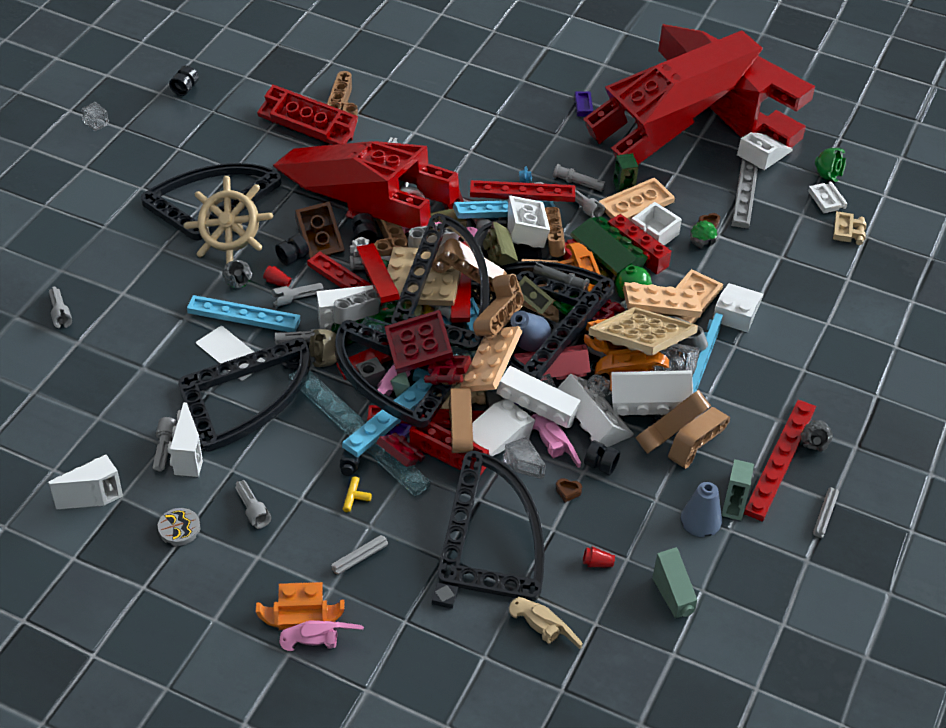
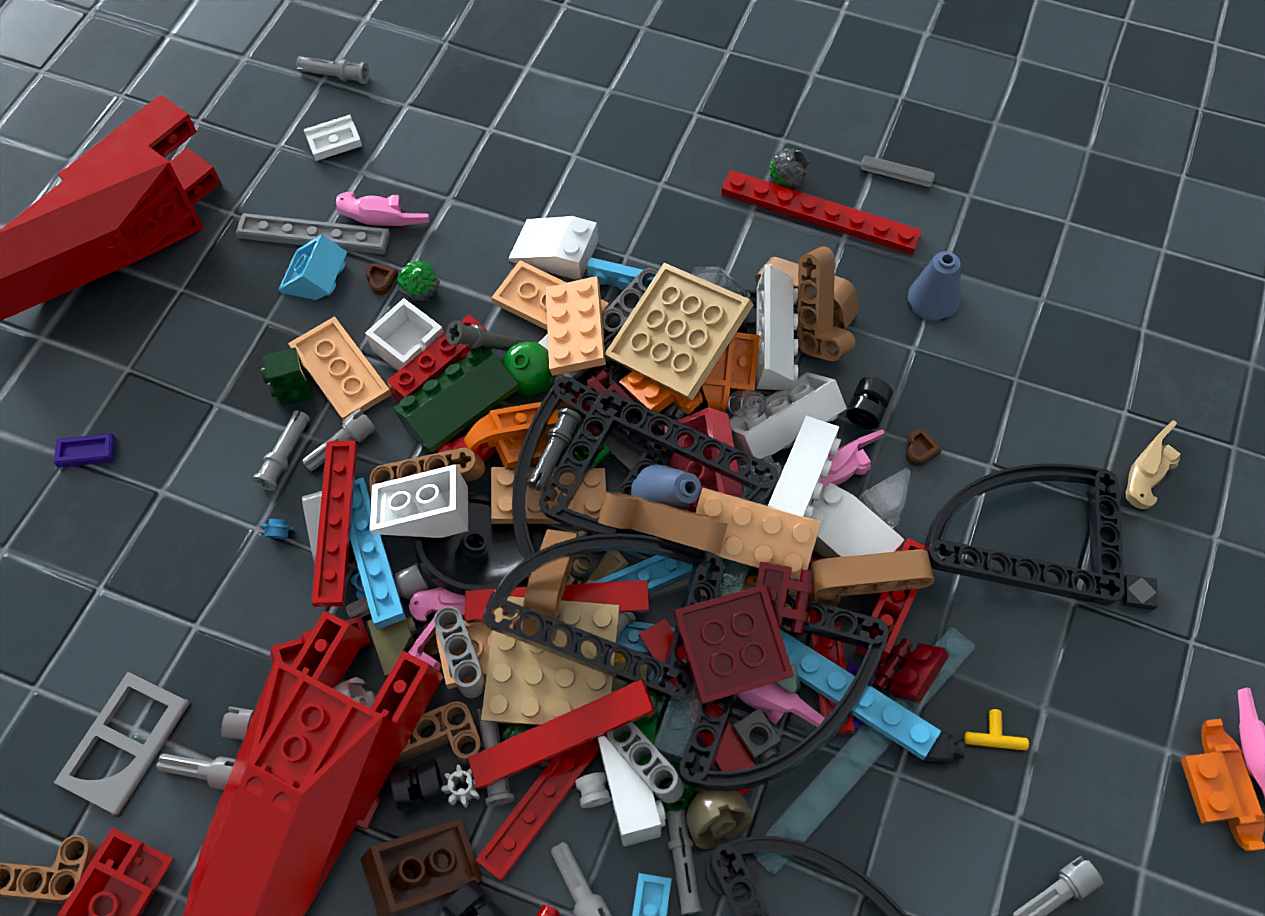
camera: 90 degrees left, 15 degrees up
(359, 554) = (1106, 714): light grey axle -> none
(382, 126) = (116, 790): none -> light grey window
(499, 245) = (489, 543): olive slope -> none
(534, 295) = (606, 475): olive brick -> none
(597, 558) = (1033, 409): red cone -> none
(648, 248) = (475, 337): none -> dark grey pin
(671, 94) = (131, 279): red piece -> none
(674, 583) = (1058, 320): sand green slope -> none
(711, 188) = (314, 269): none -> medium azure slope
(738, 489) = (888, 250): sand green slope -> none
(762, 150) = (233, 202): white slope -> none
(764, 217) = (377, 210): none -> bright pink animal
(831, 164) = (269, 126): green cylinder -> none
(844, 227) = (395, 119): tan plate -> none
(891, 202) = (343, 69): none -> light grey pin

